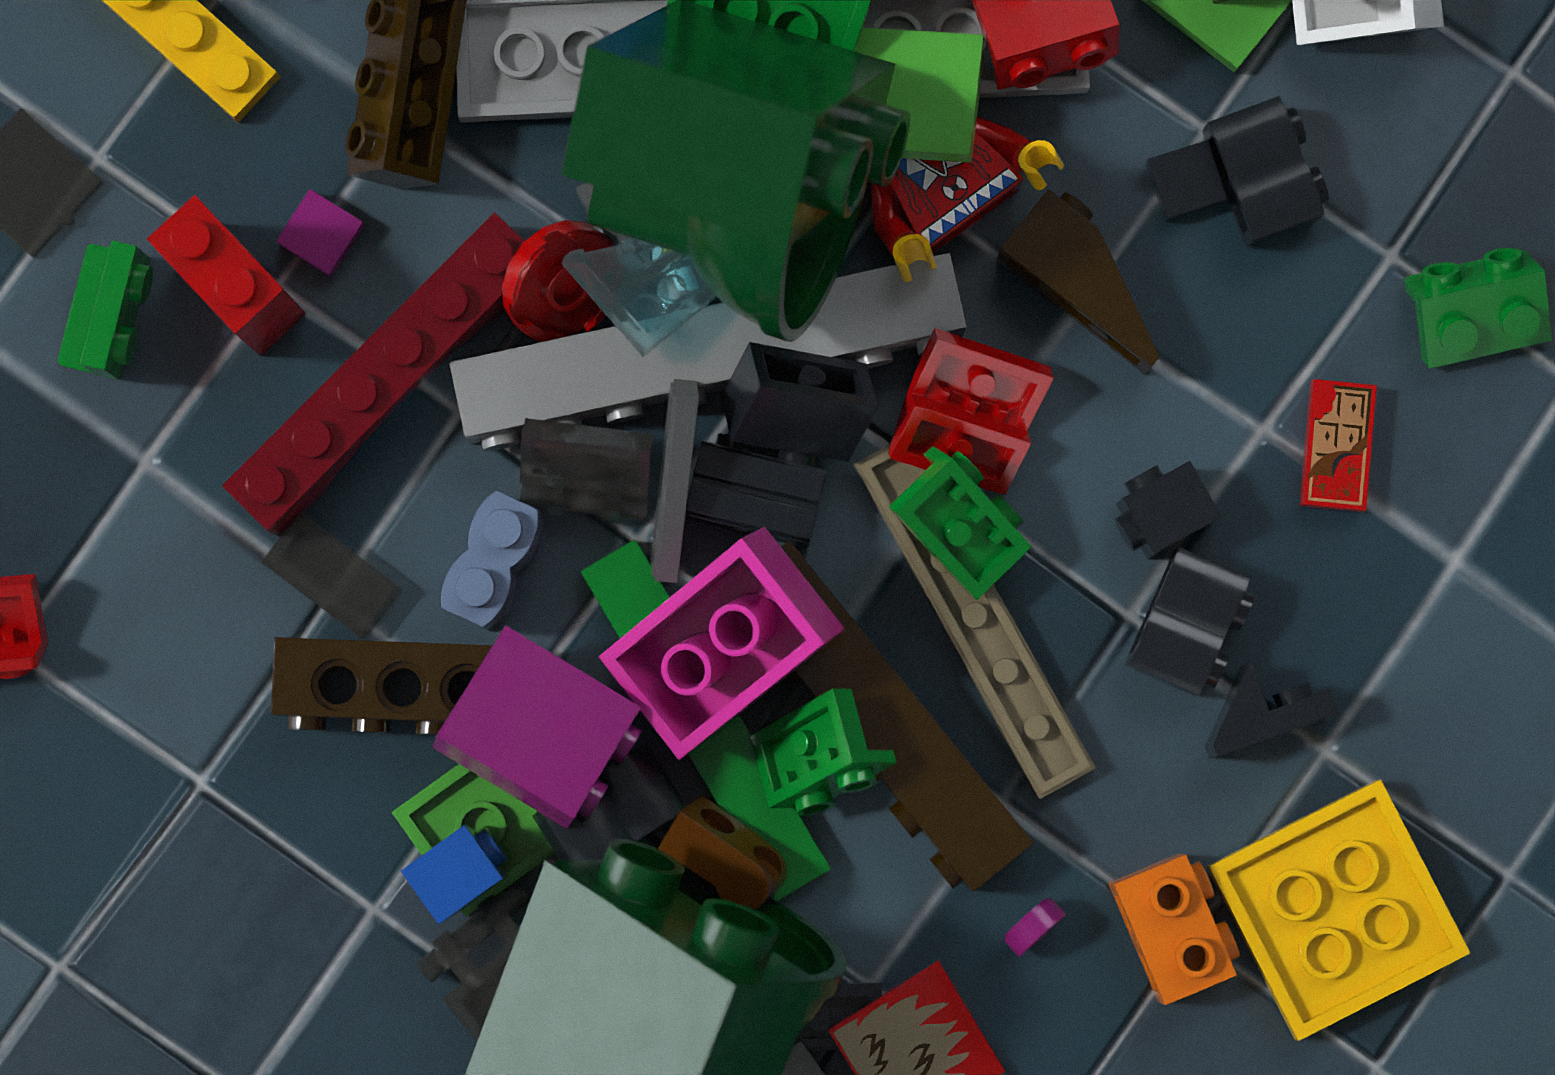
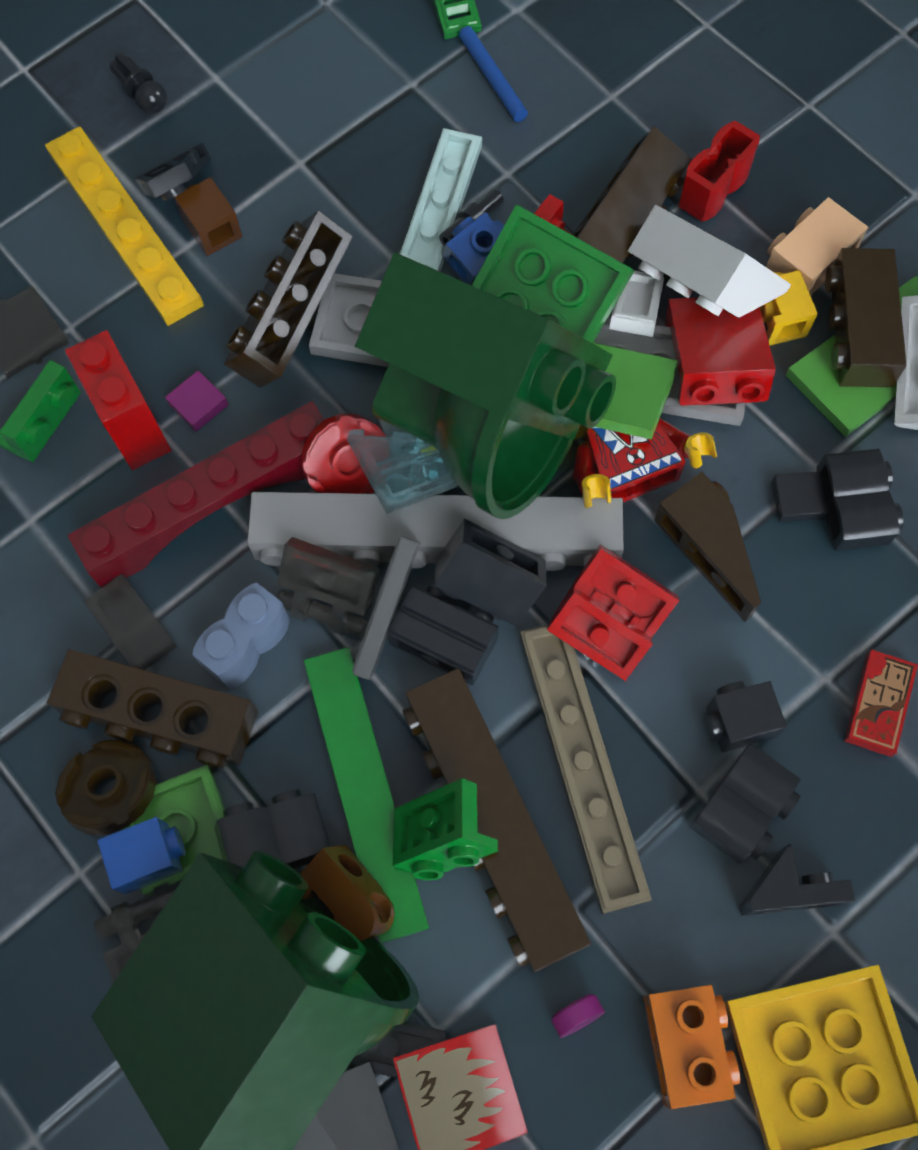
camera: 15 degrees right, 15 degrees down
(403, 820) = (120, 805): none -> dark brown tile
(539, 728) = (231, 755): magenta brick -> none
(721, 642) = (387, 725): dark pink brick -> none
(960, 524) = (588, 685): green bracket -> none

